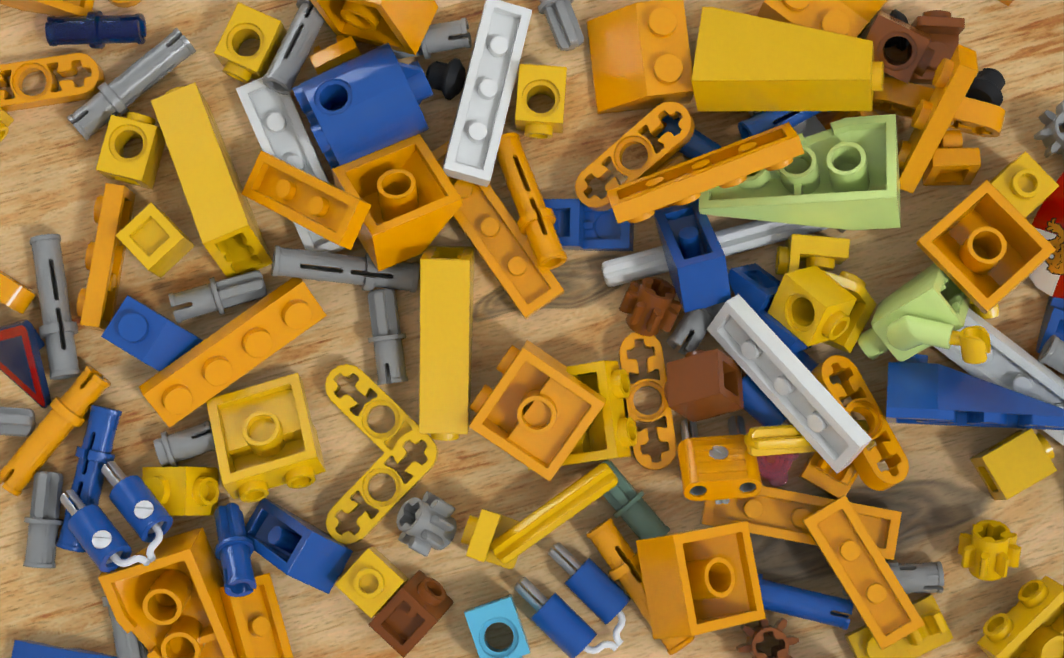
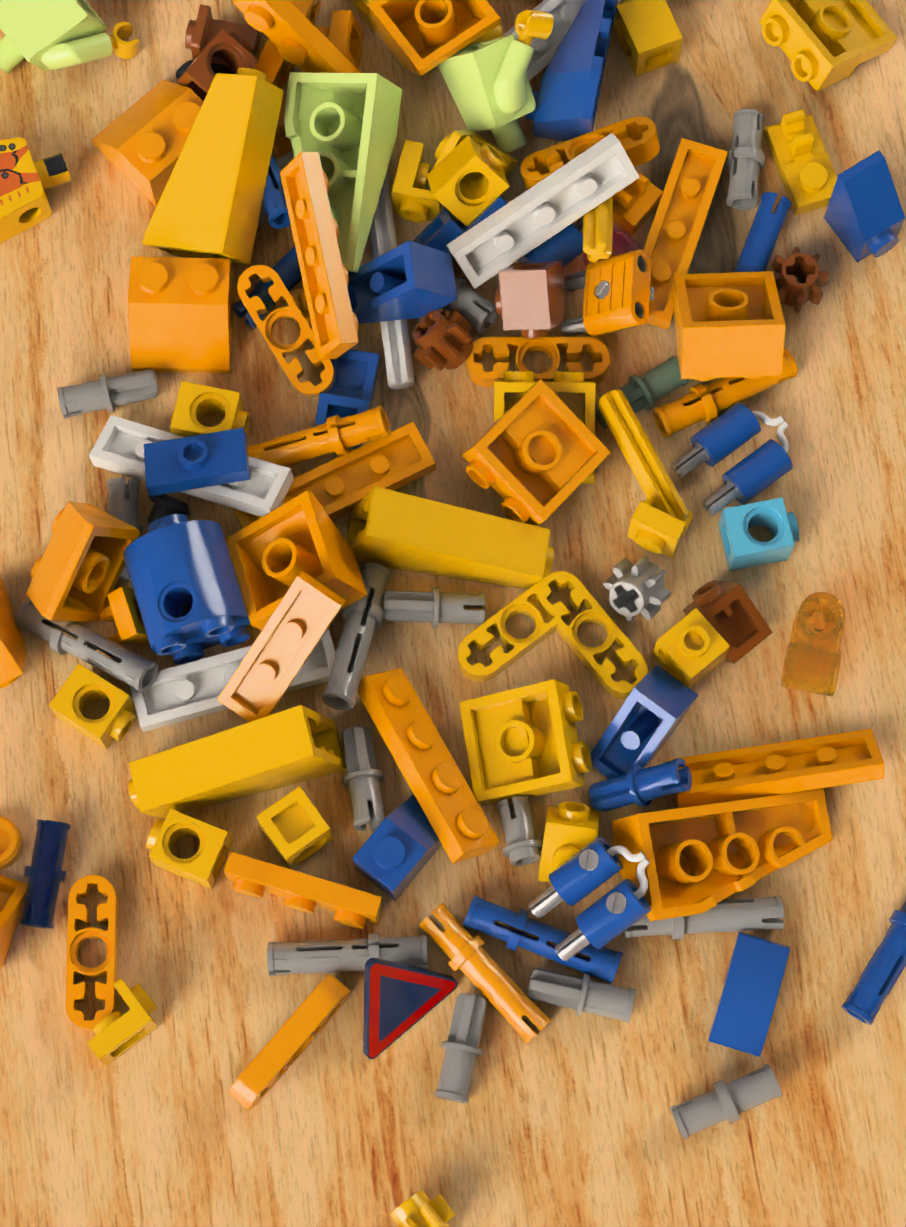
camera: 85 degrees left, 10 degrees down
(131, 84) = (124, 861): light grey pin -> none
(485, 93) = (196, 461): none -> blue plate
(863, 572) = (737, 174): light orange plate -> none
(989, 550) = (728, 65): yellow gear -> none

